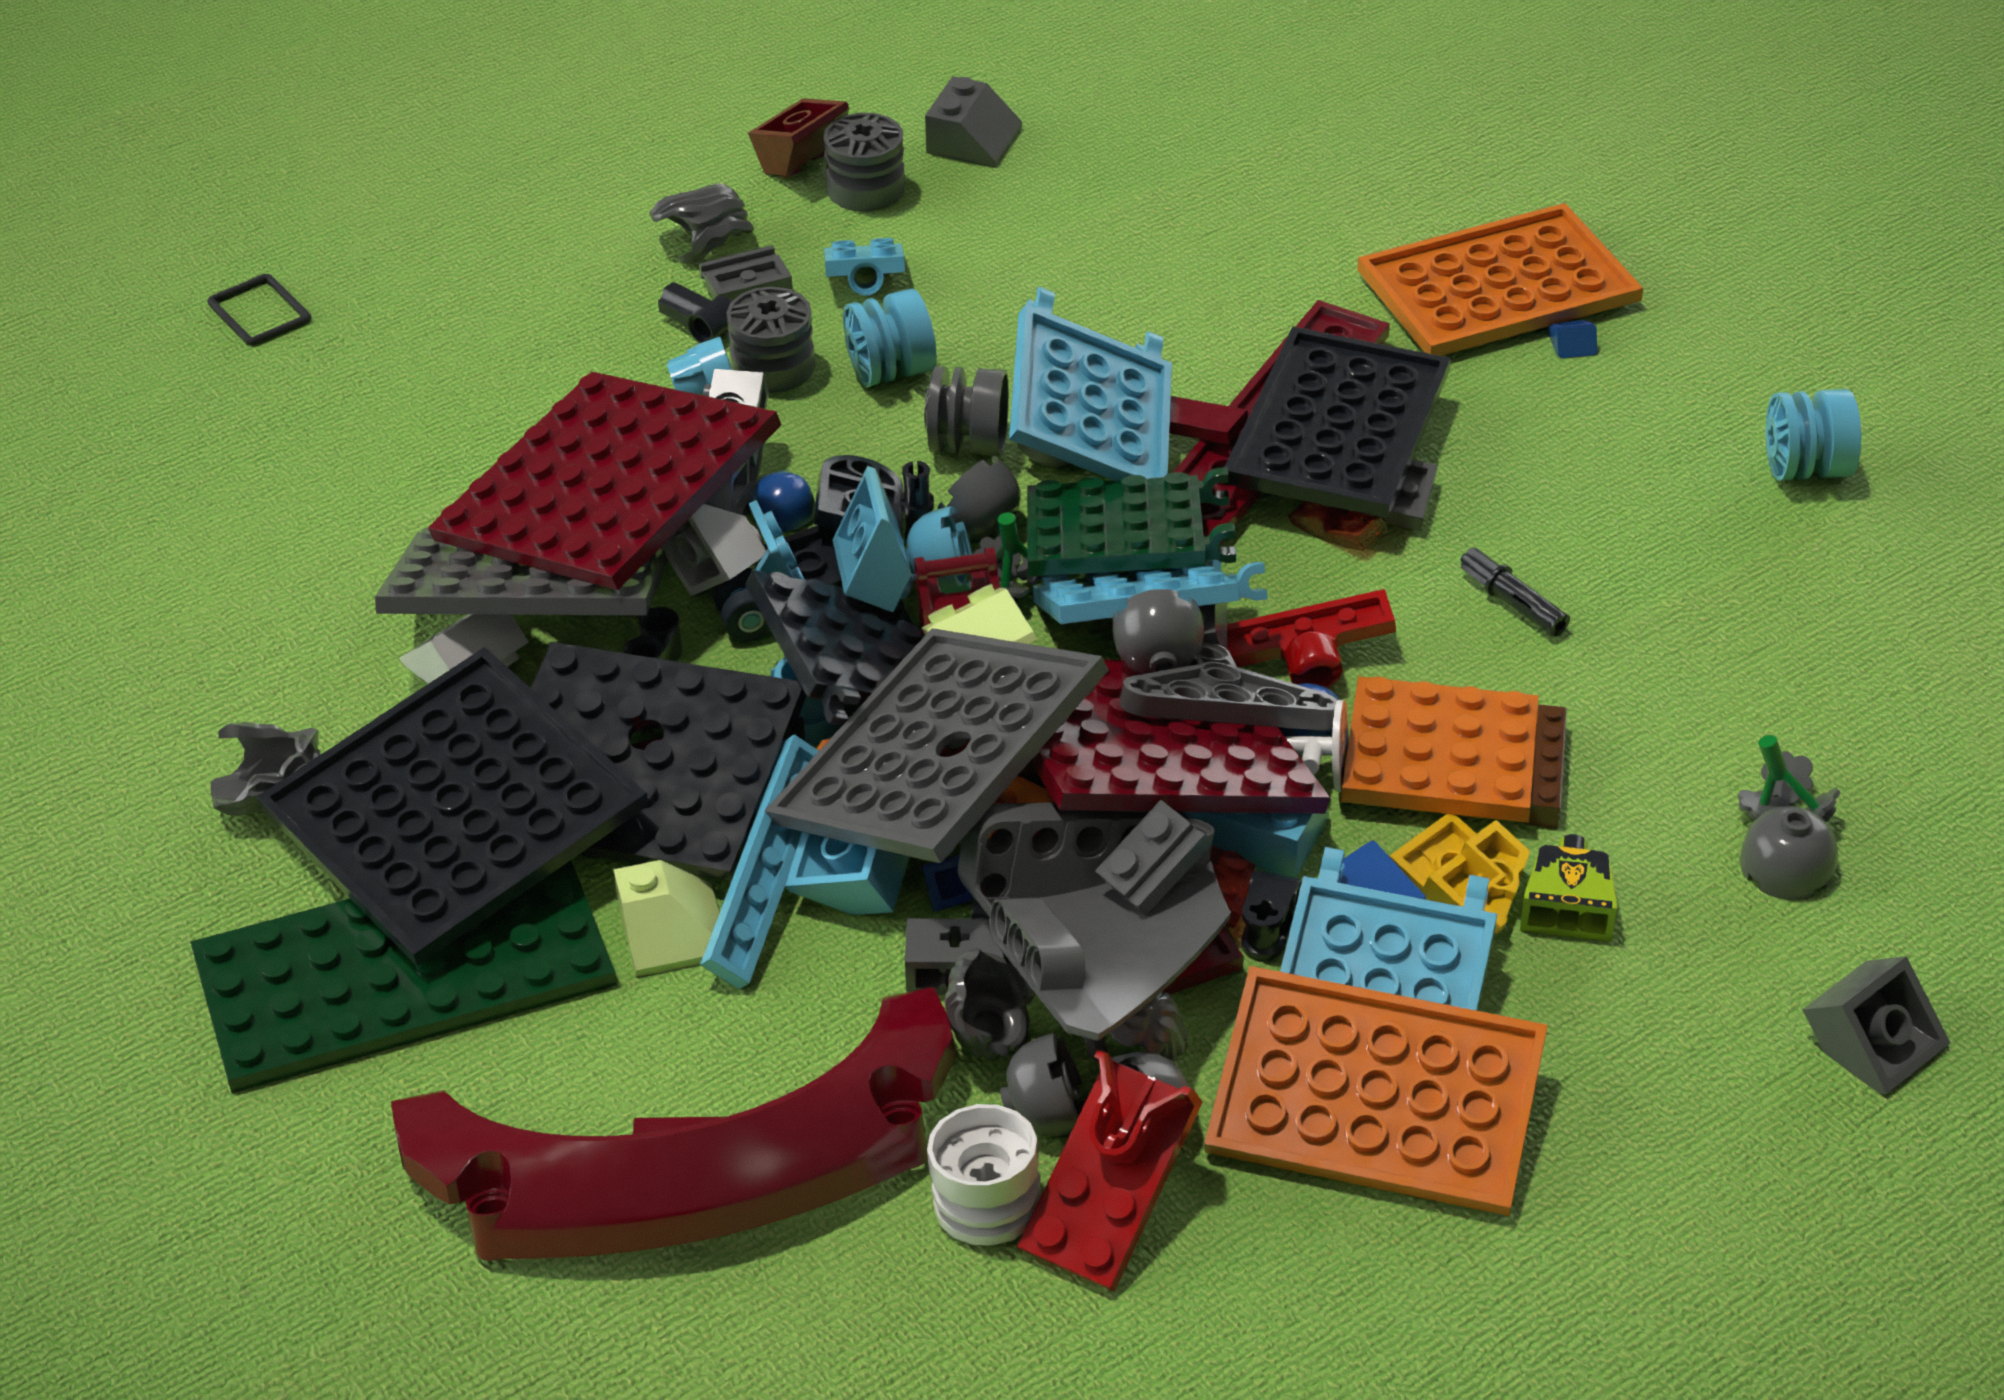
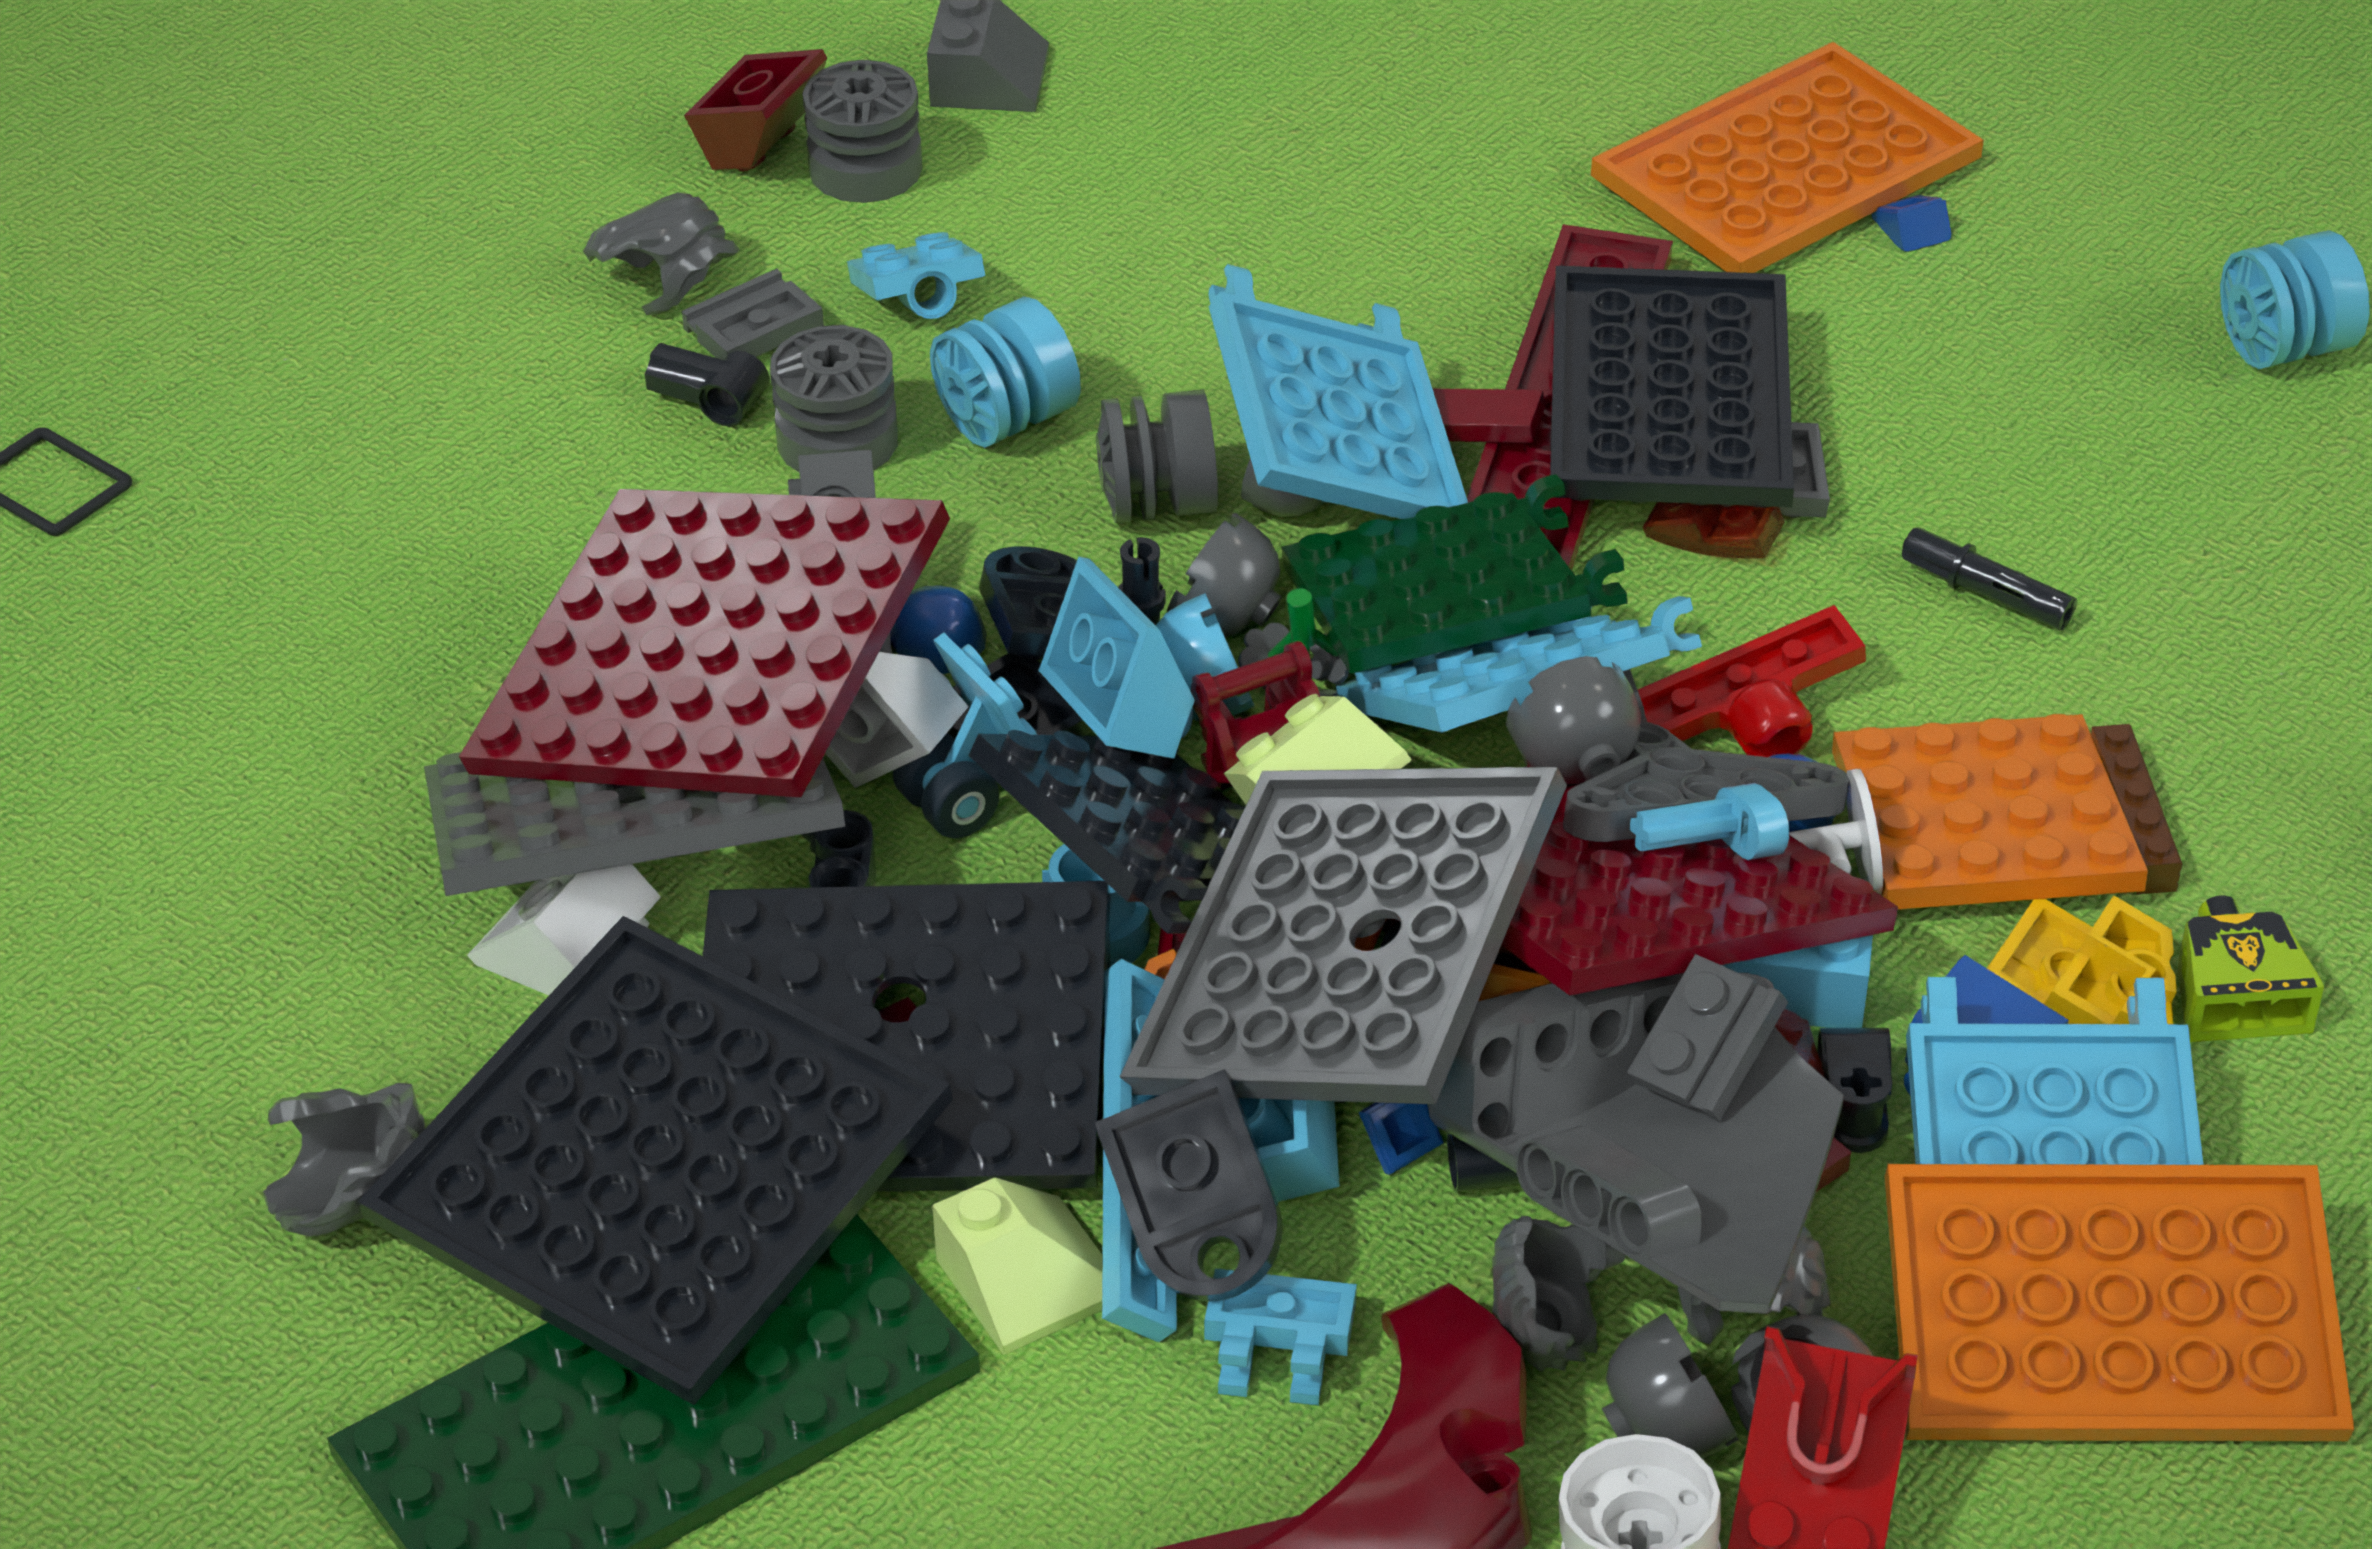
camera: 15 degrees left, 0 degrees up
(696, 367) = (756, 457): medium azure piece -> none
(782, 887) = (1193, 1183): none -> black plate
(818, 984) = (1282, 1314): none -> medium azure plate
(936, 945) = (1445, 1229): dark grey brick -> none
(1240, 715) = (1740, 815): none -> medium azure piece

